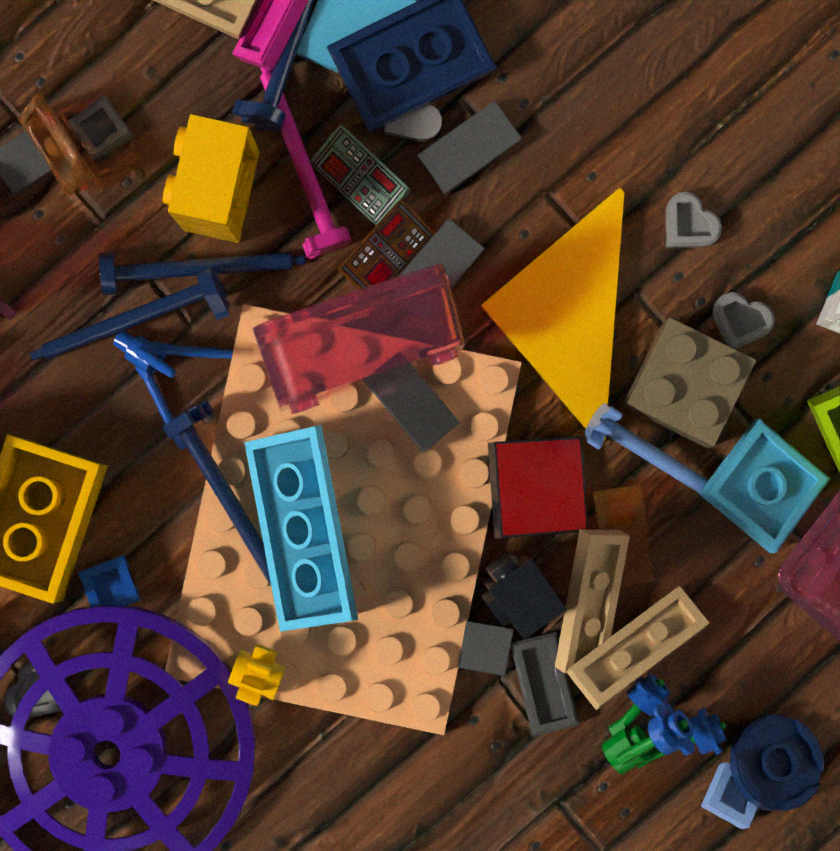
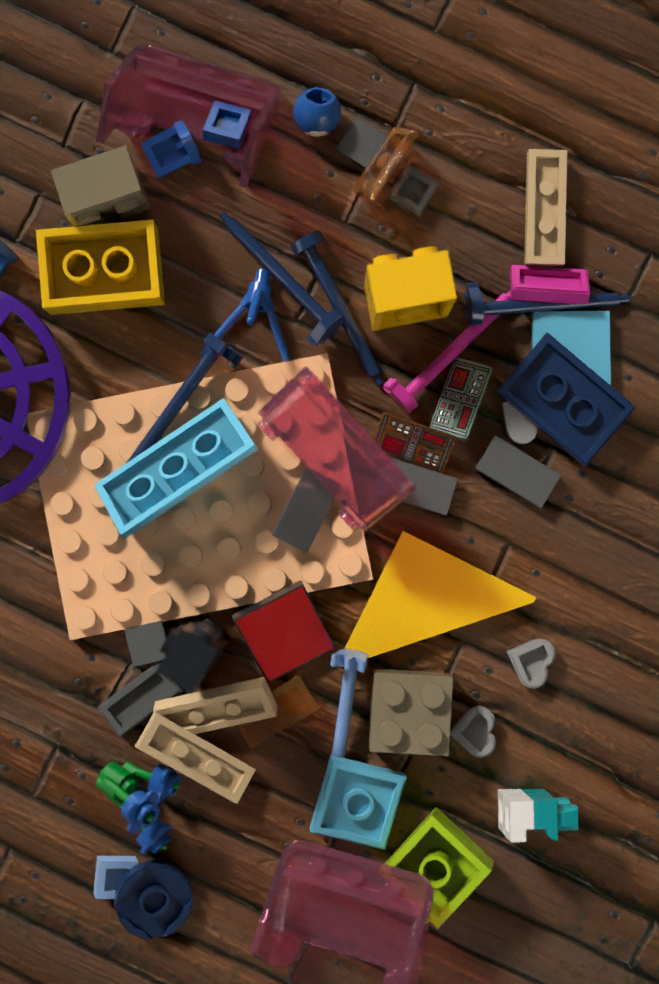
camera: 70 degrees right, 0 degrees up
(110, 583) = (77, 344): blue plate -> none
(257, 674) = (53, 481): yellow gear -> none

